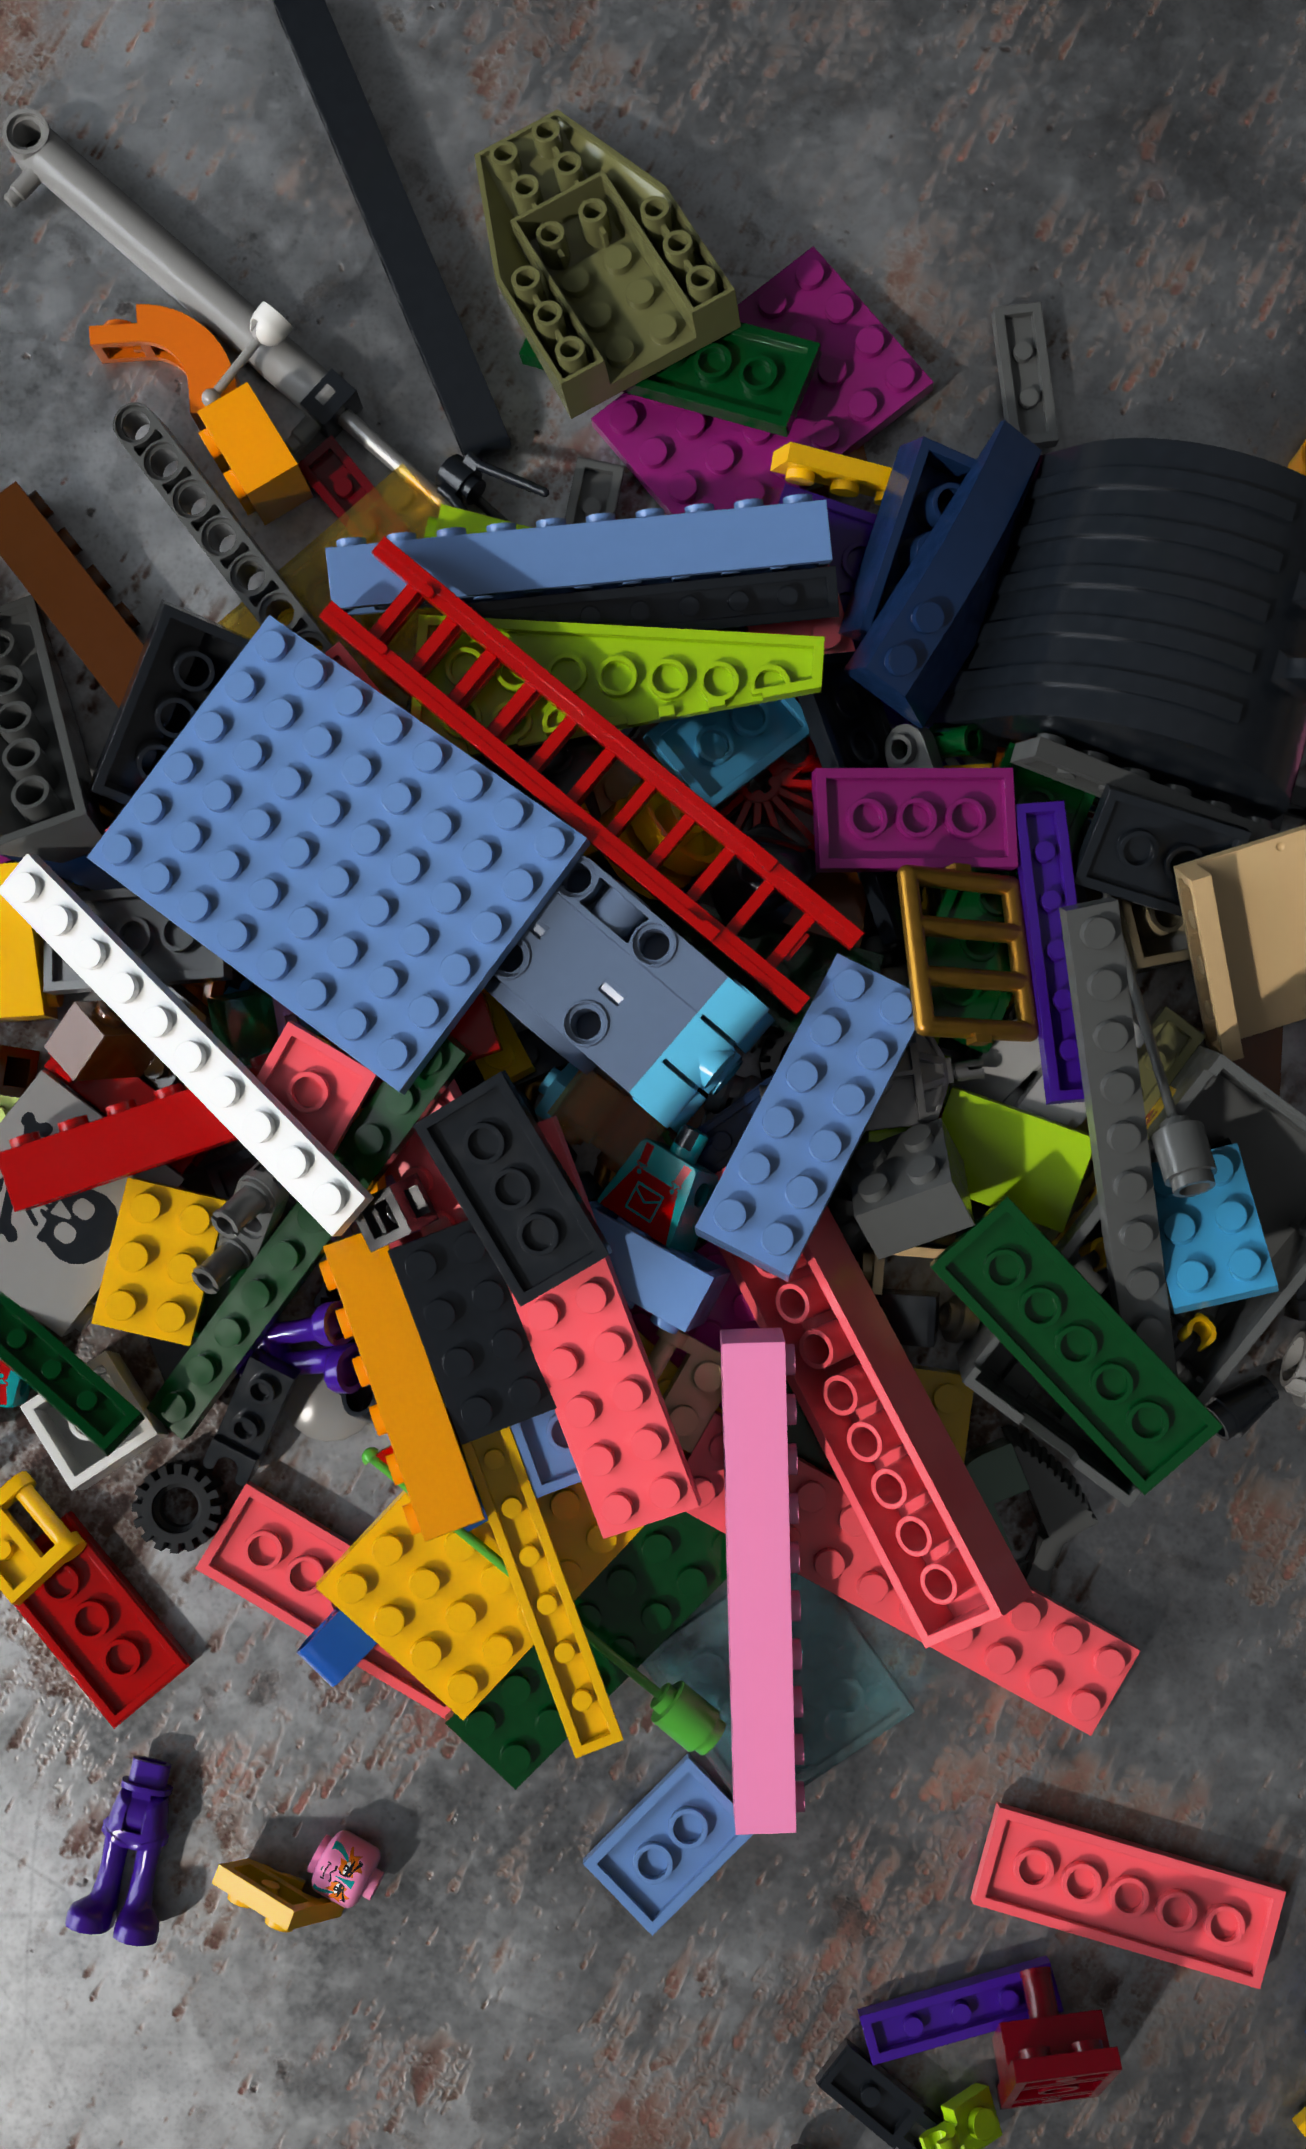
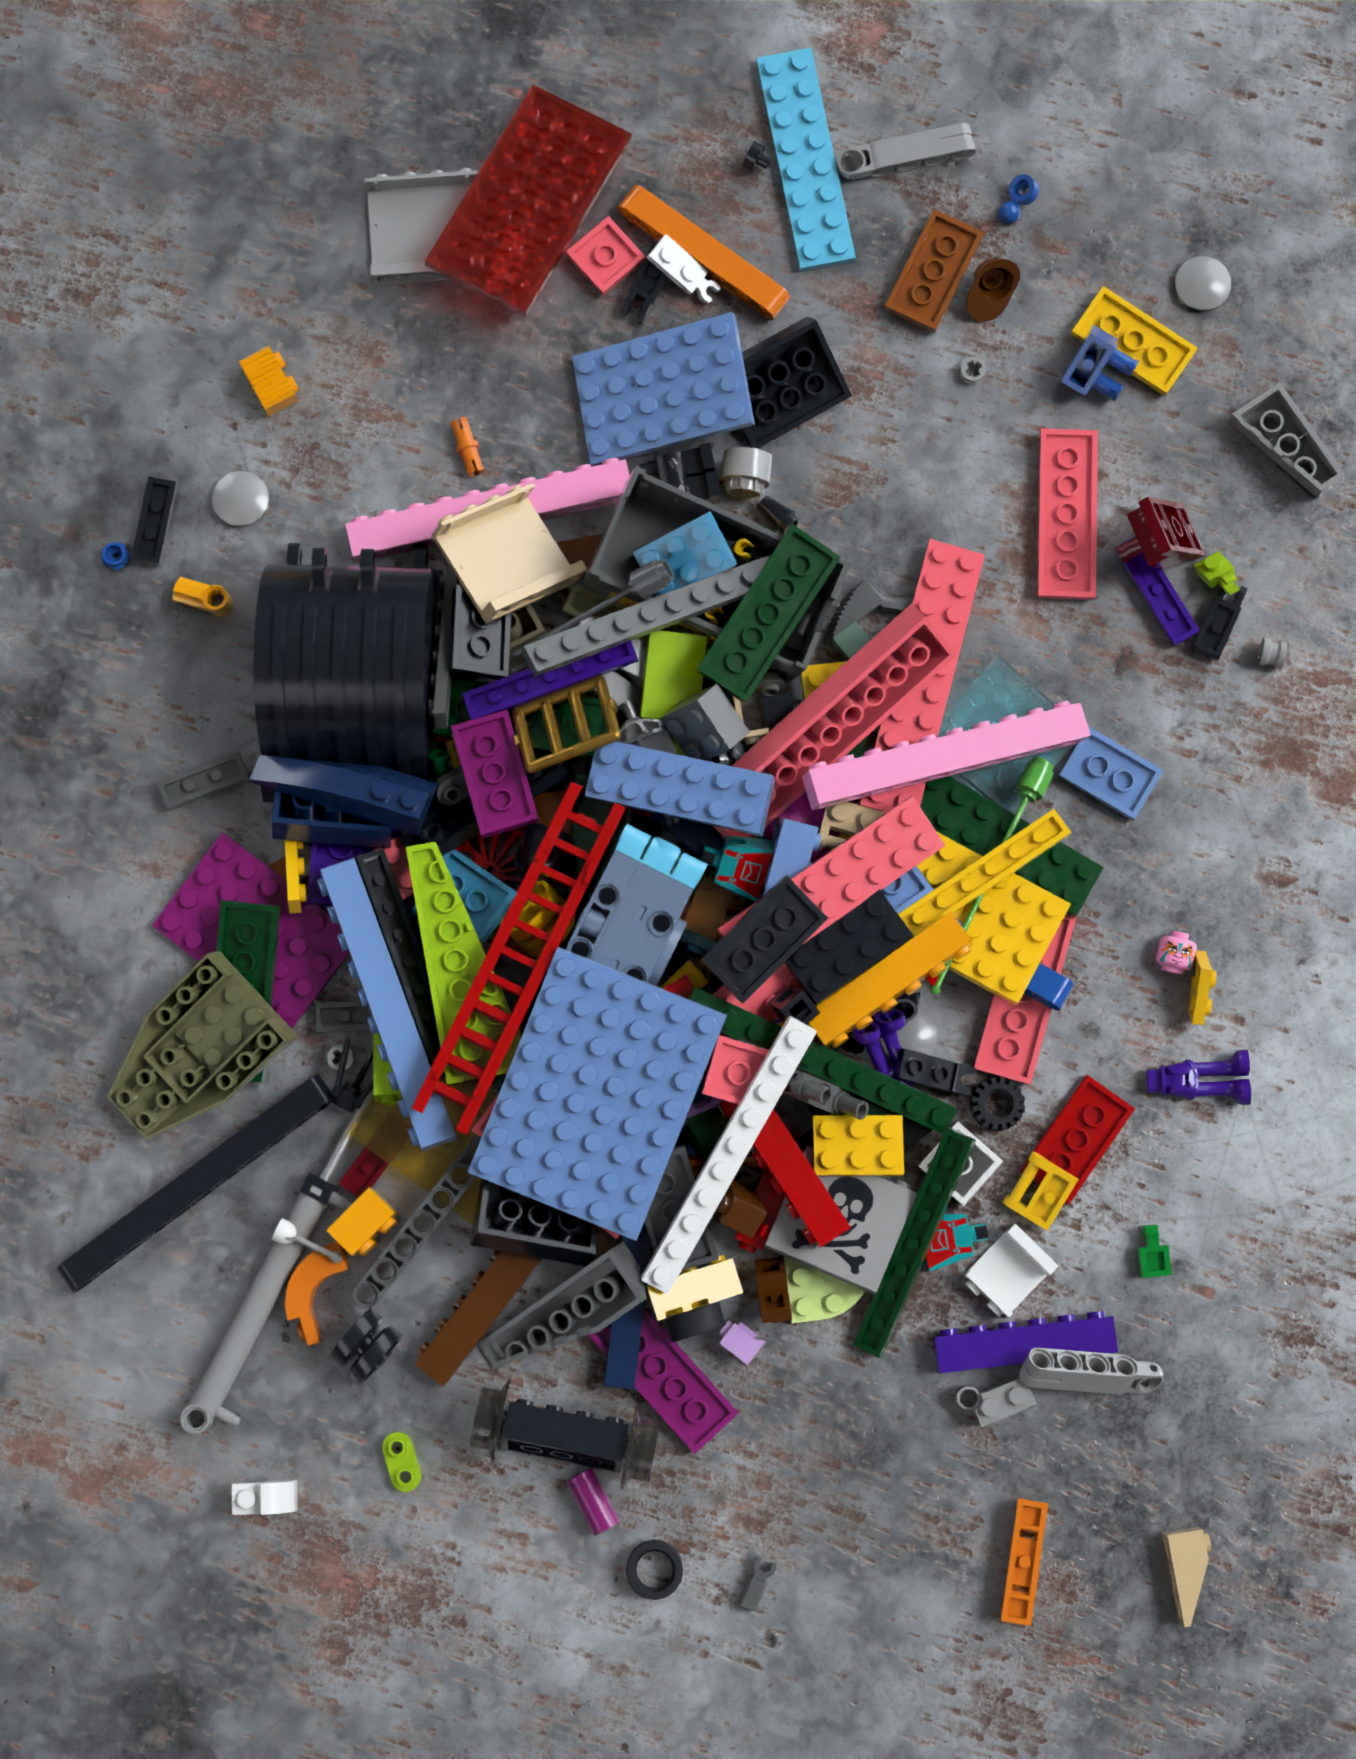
camera: 105 degrees left, 5 degrees down
(60, 411) = (362, 1344): none -> black wheel
(517, 500) = (332, 1058): none -> light grey bush

